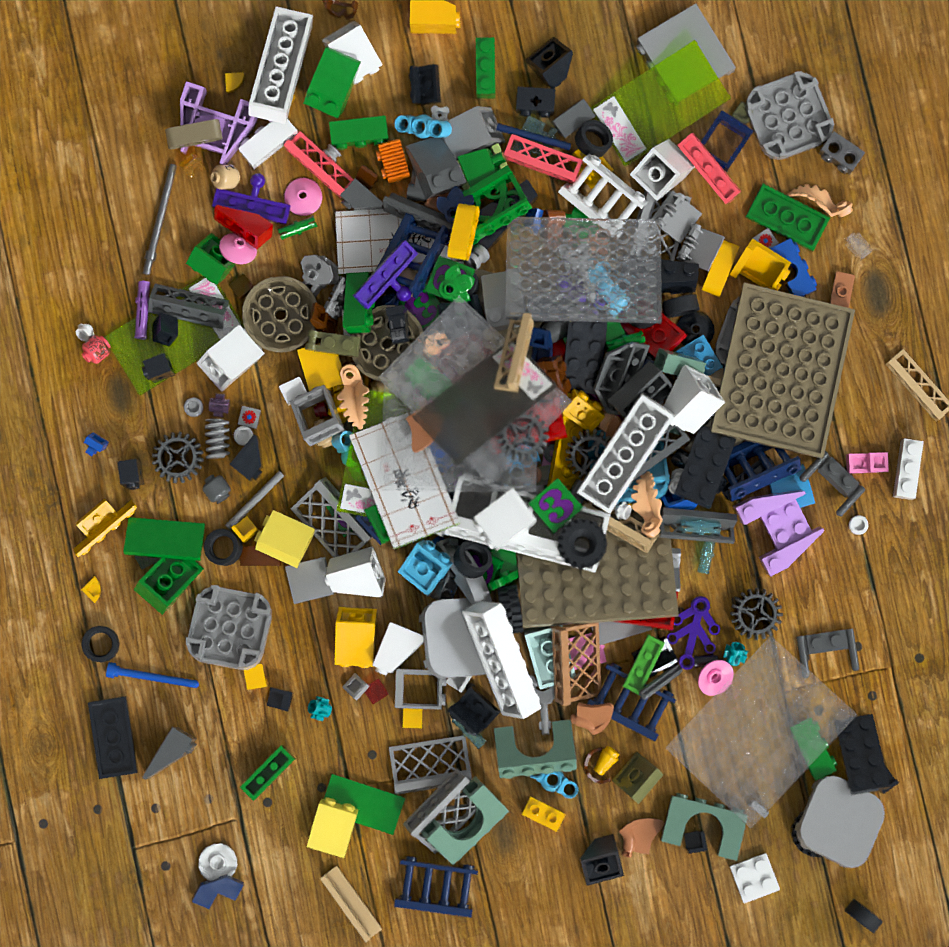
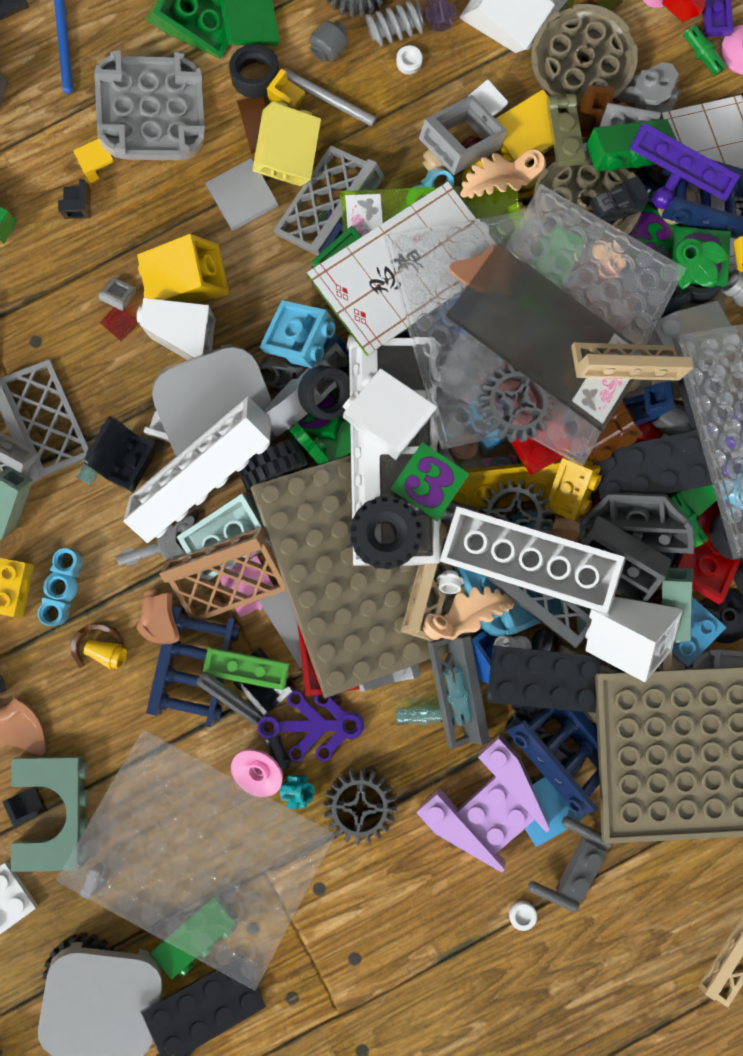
camera: 75 degrees right, 0 degrees up
(249, 417) = (435, 60): light grey tile -> none
(249, 459) = (380, 68): black slope -> none
(319, 708) = (75, 253): teal gear -> none
(356, 573) = (264, 249): white slope -> none
(399, 690) = (124, 352): light grey window -> none
(412, 718) = (96, 380): yellow tile -> none
(559, 758) = (86, 588): sand green arch -> none
(637, 777) = (91, 702): olive bracket -> none
(828, 642) = (348, 917): dark grey plate -> none
(867, 463) = (612, 905): bright pink slope -> none
(908, 469) = (621, 967): white brick -> none

